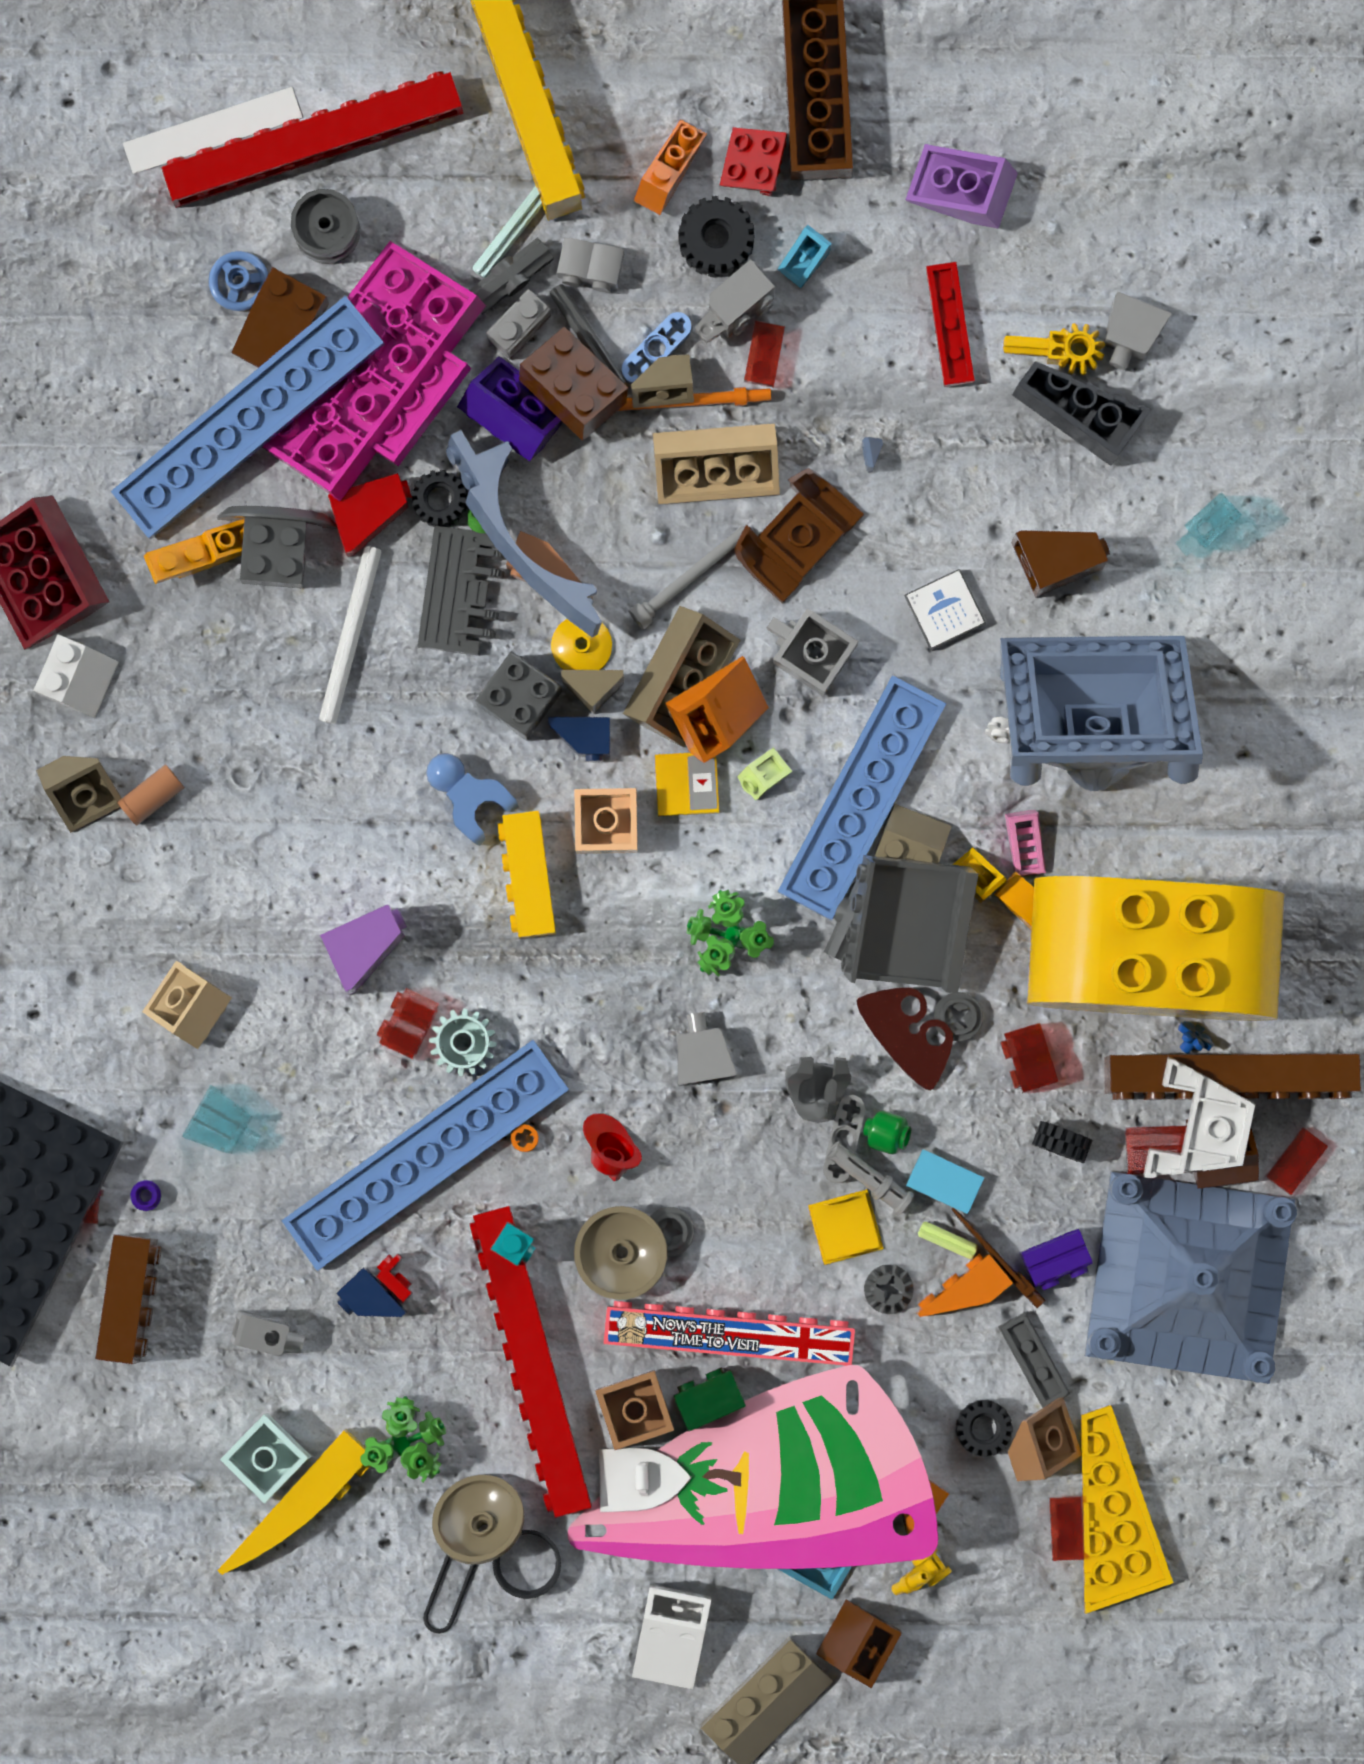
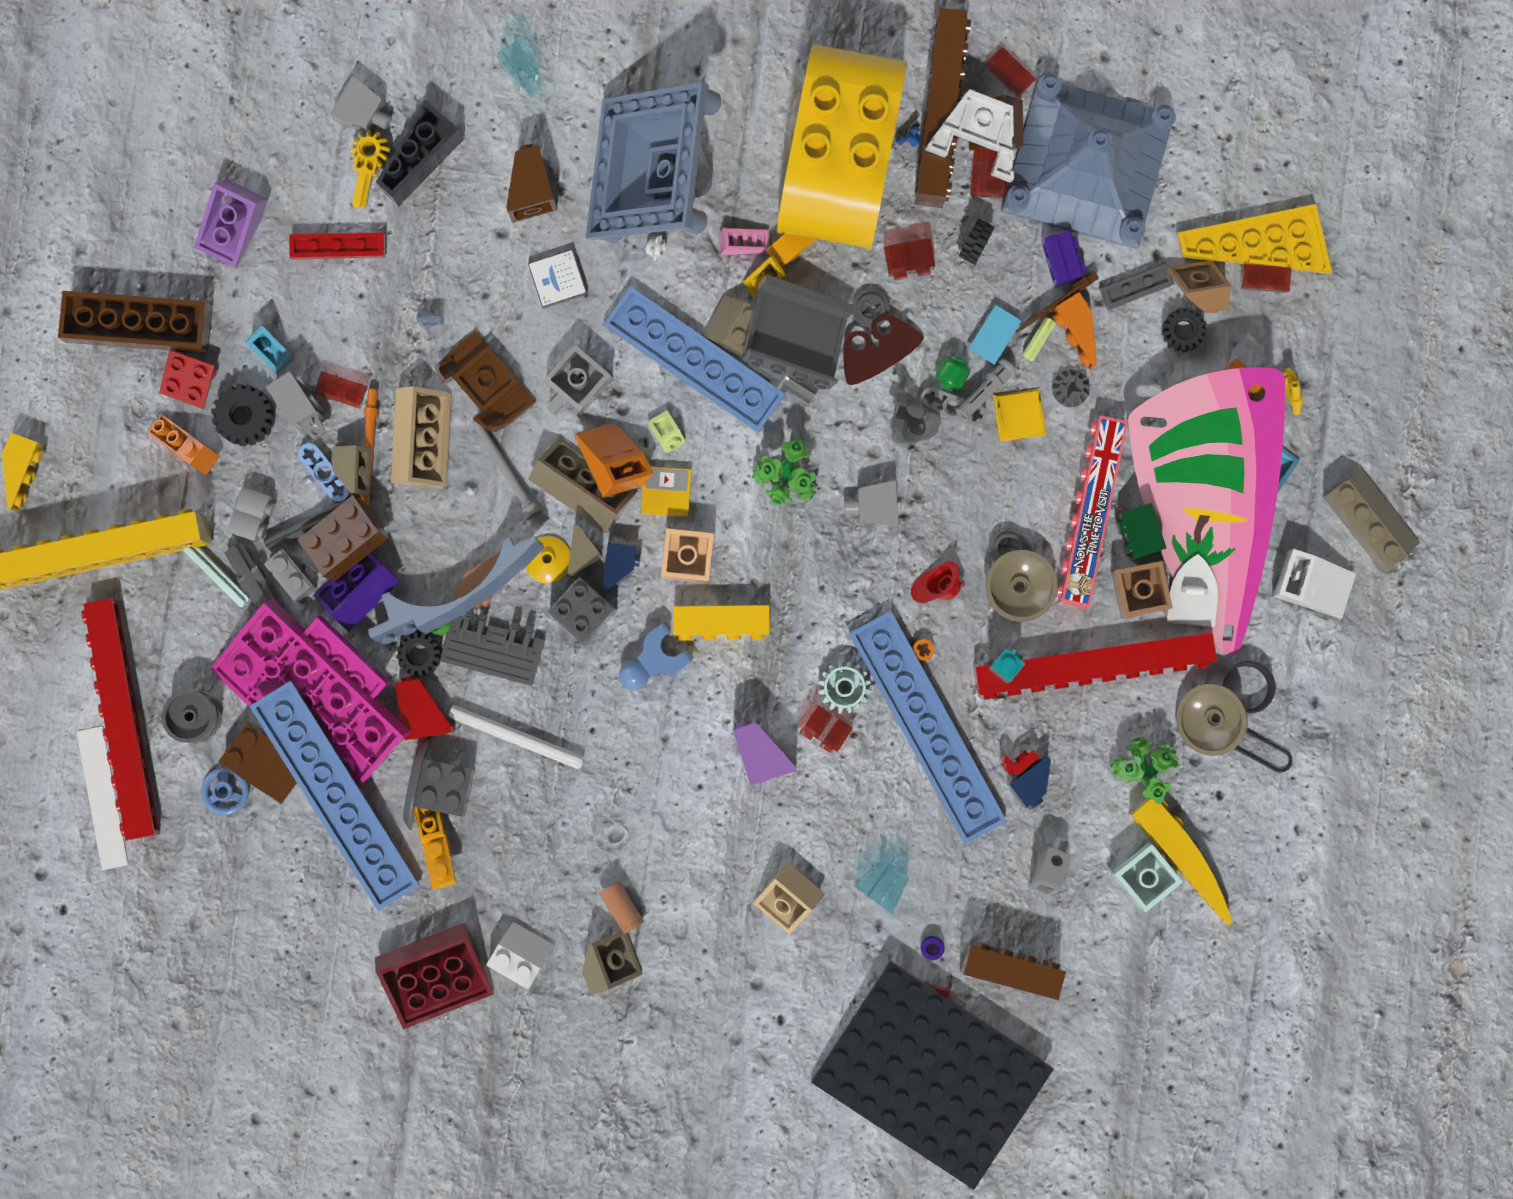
camera: 85 degrees left, 0 degrees up
(859, 1643) = (1336, 443): reddish brown slope -> none

